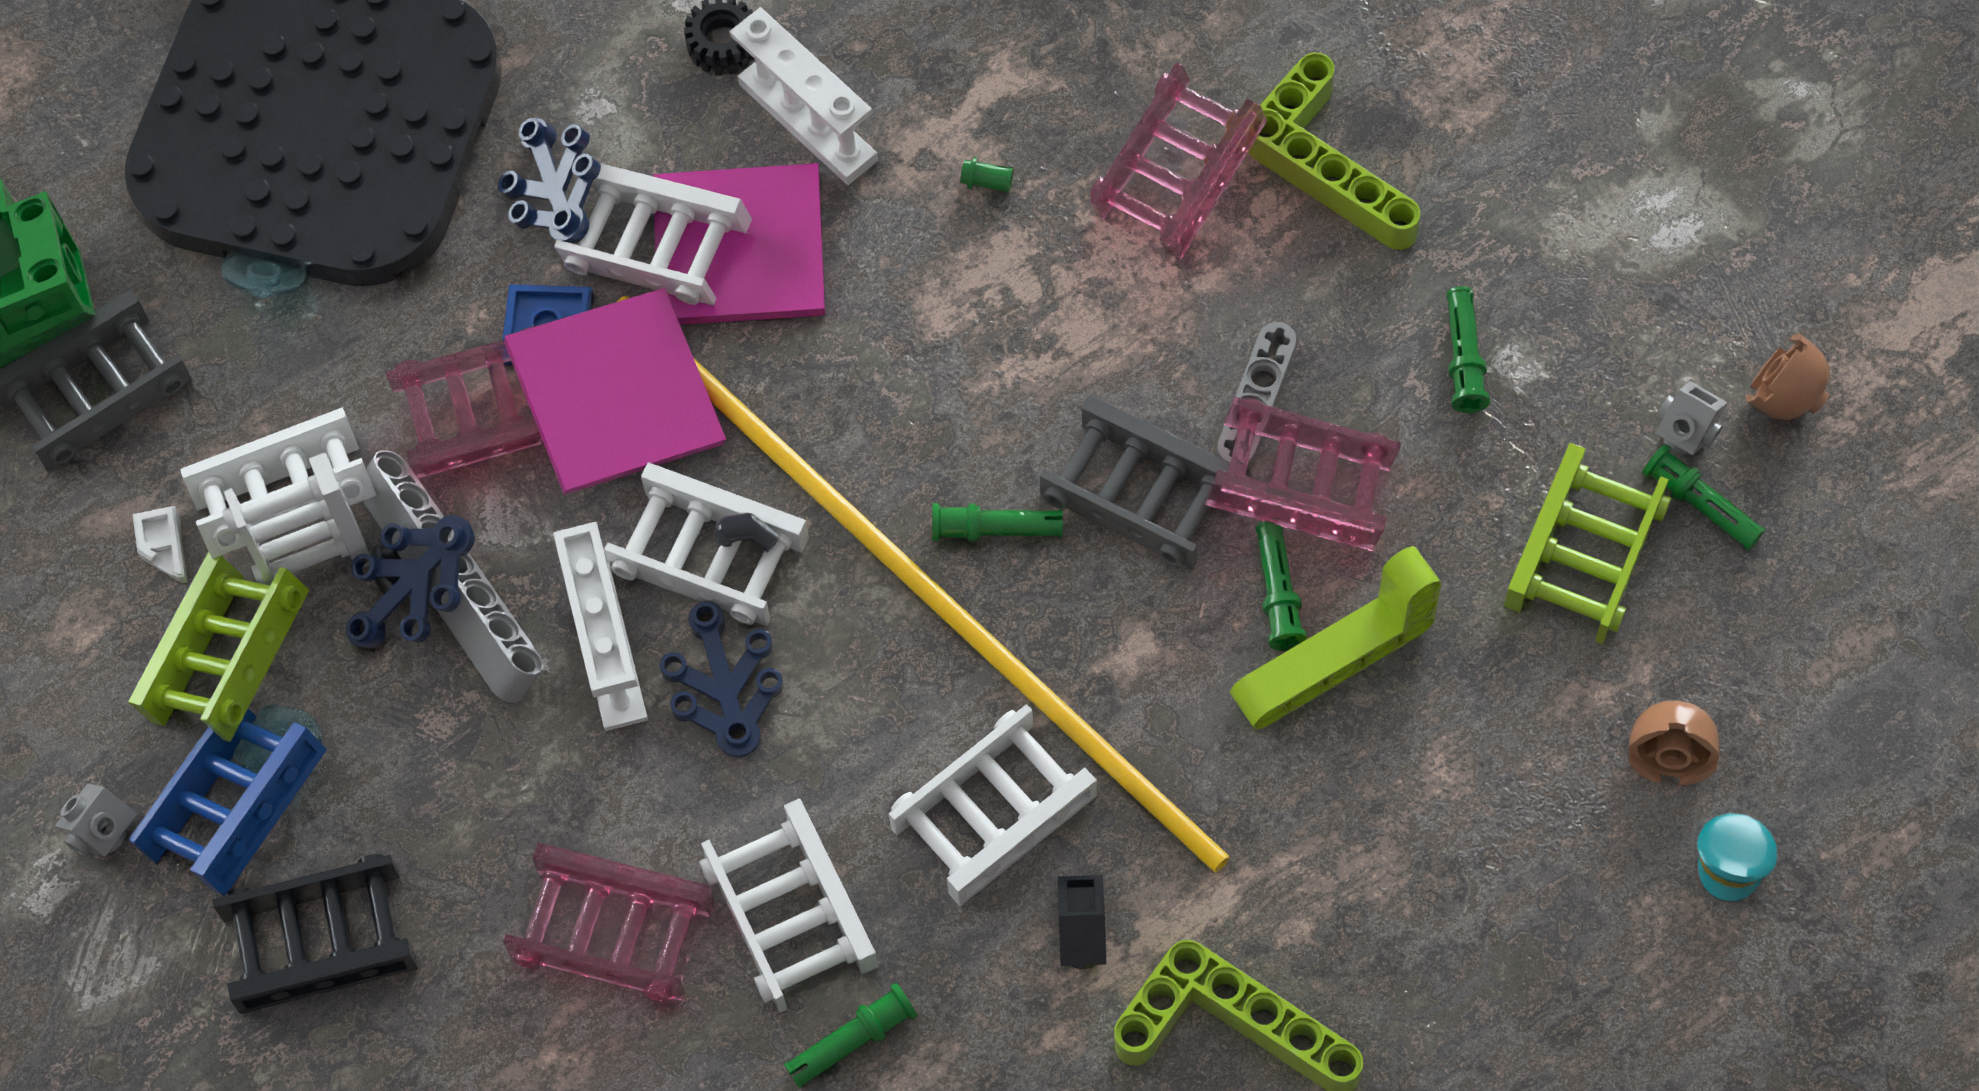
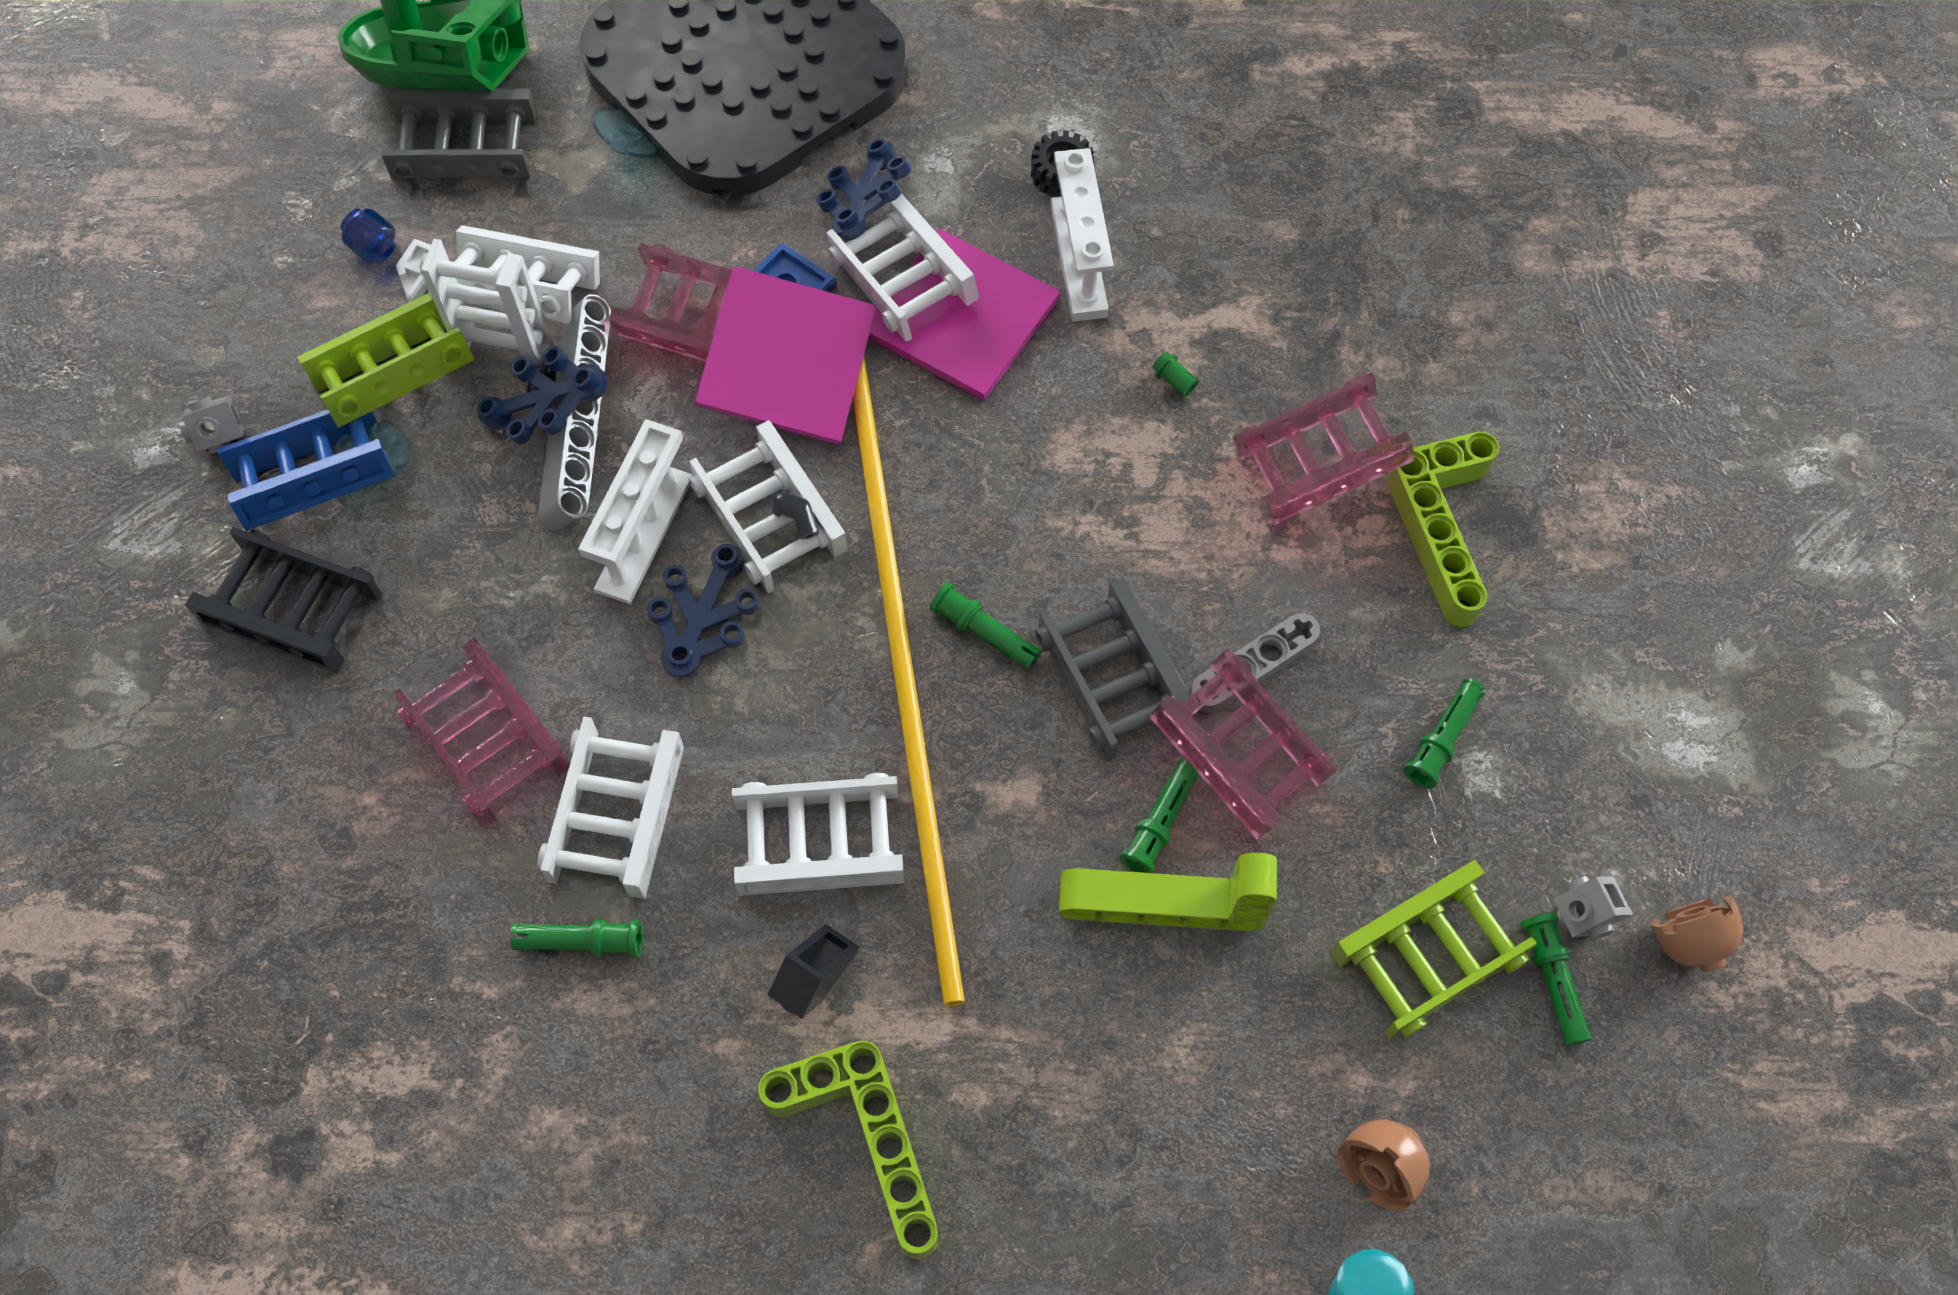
camera: 30 degrees right, 0 degrees up
(85, 540) = (368, 234): none -> clear blue head

